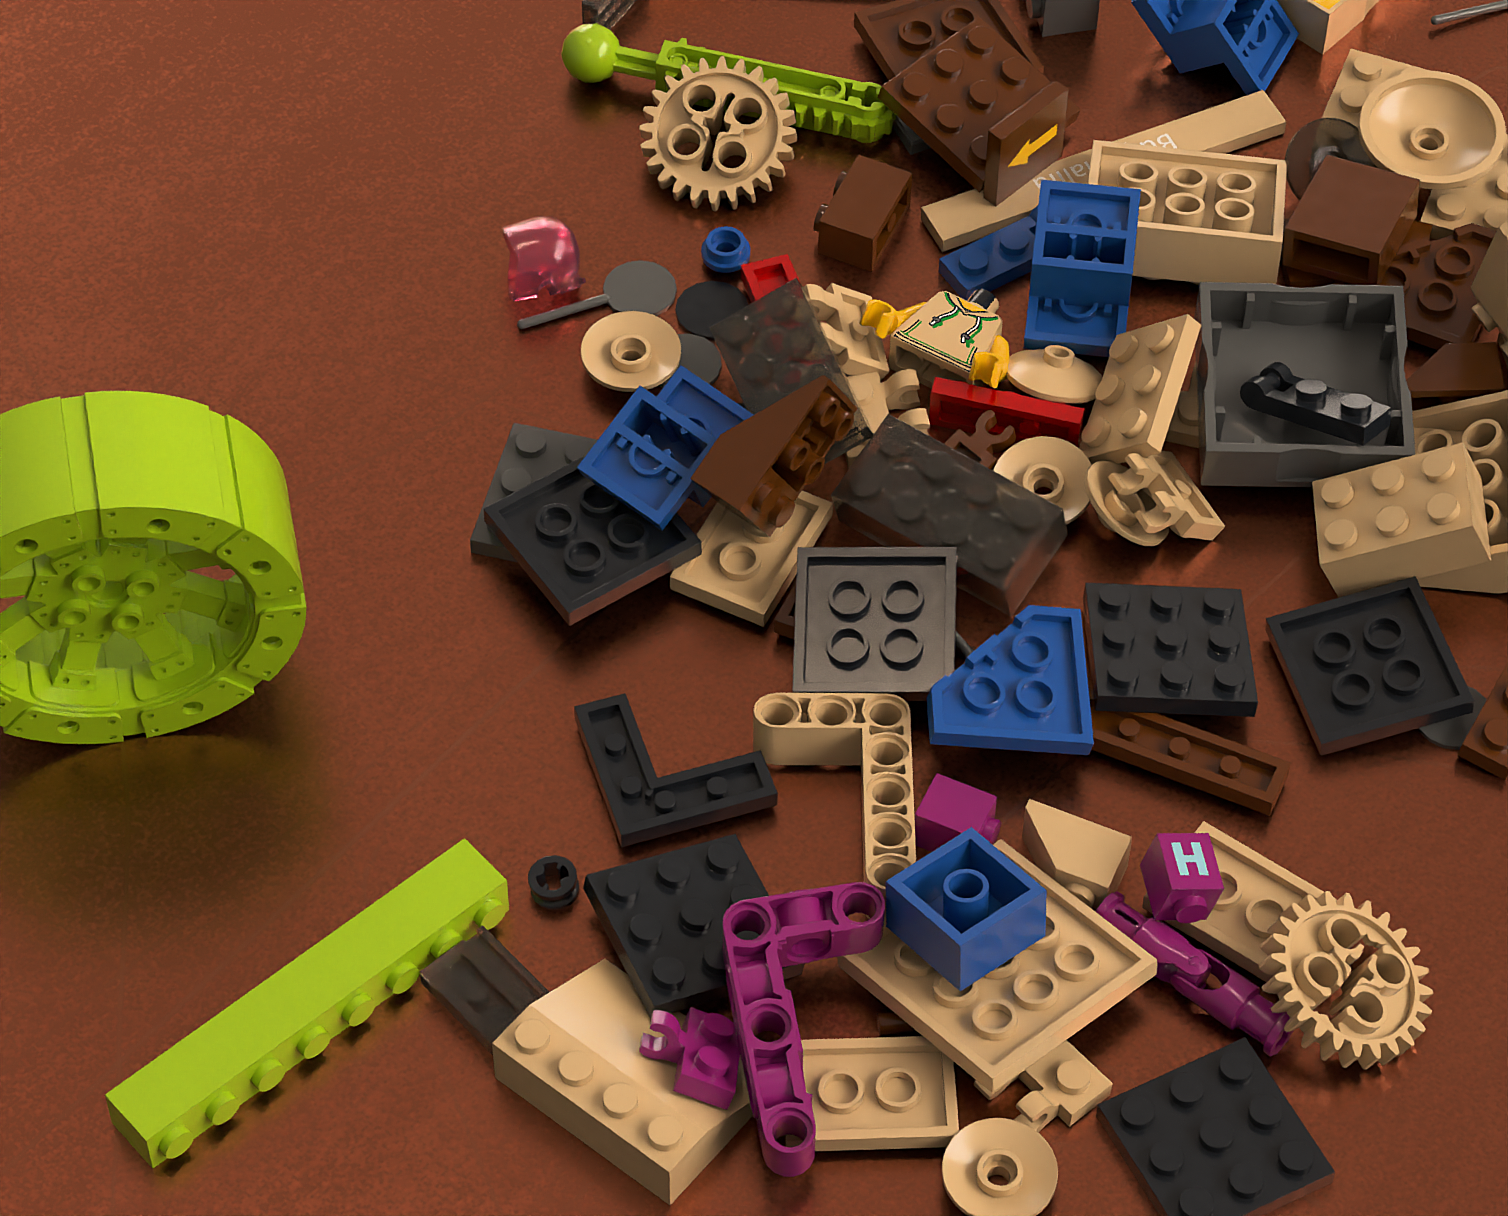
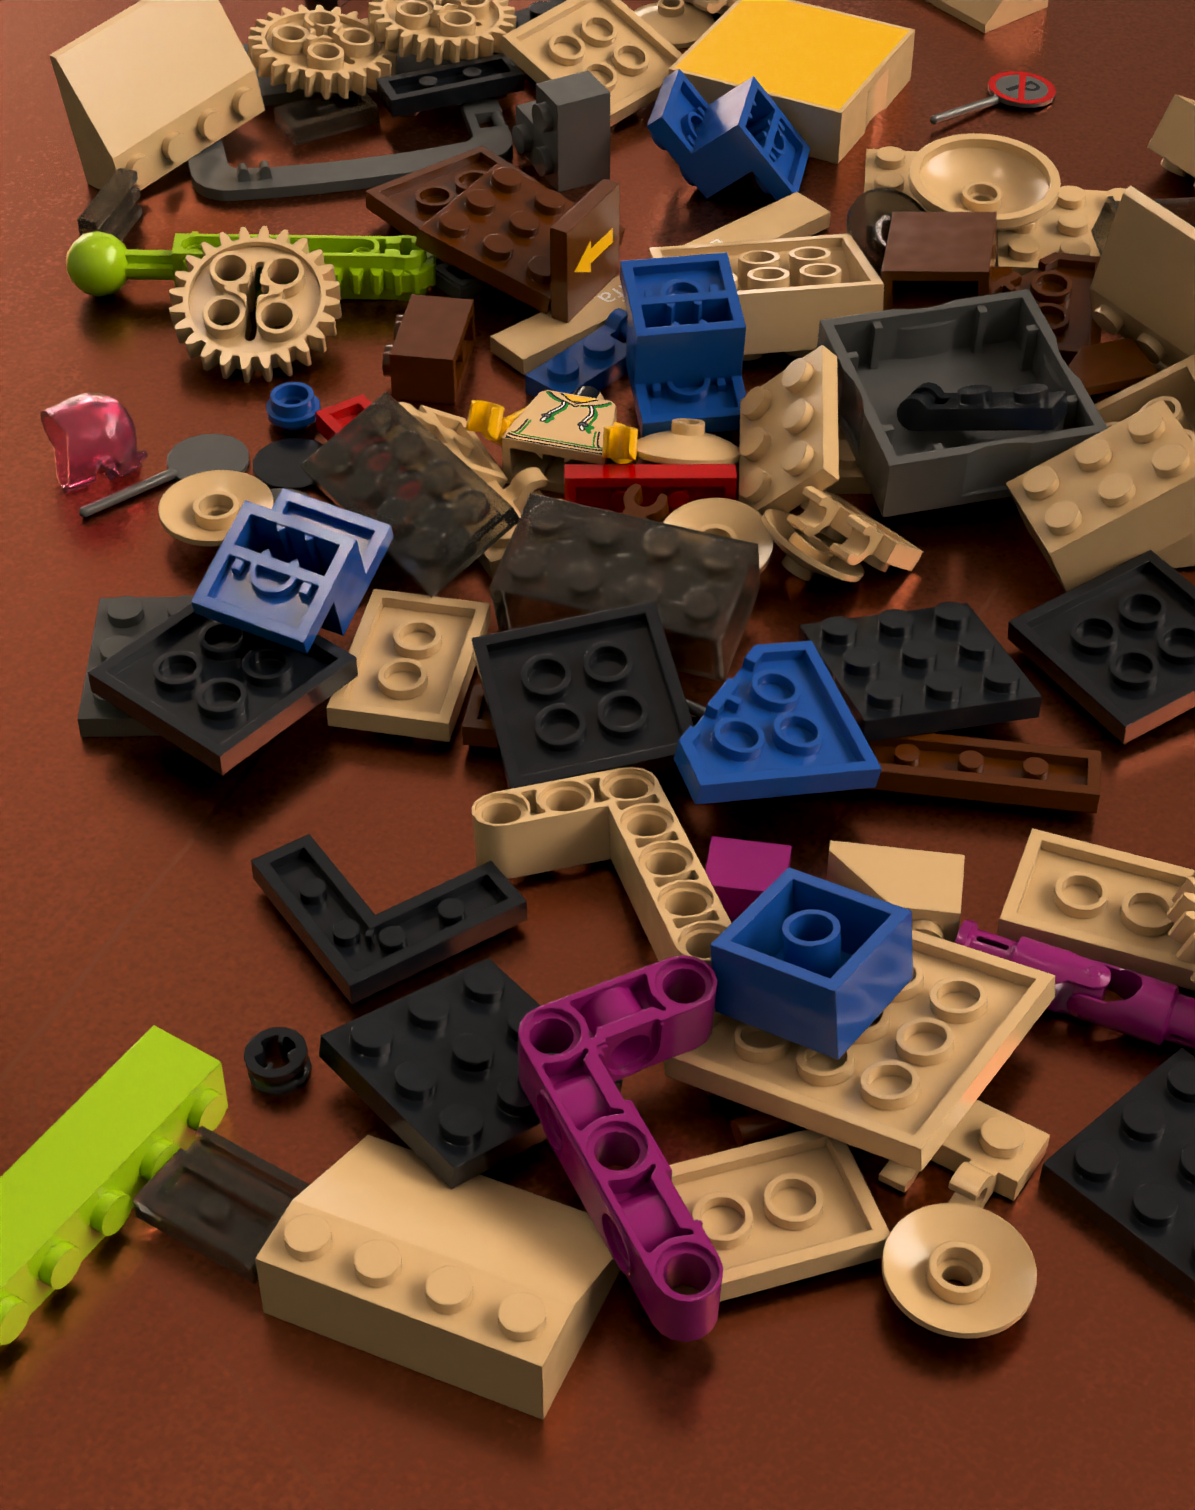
camera: 15 degrees left, 10 degrees down
(703, 1051) = (534, 1208): magenta plate -> none
(776, 452) = (418, 544): reddish brown slope -> none
(1181, 876) = (1044, 881): magenta brick -> none

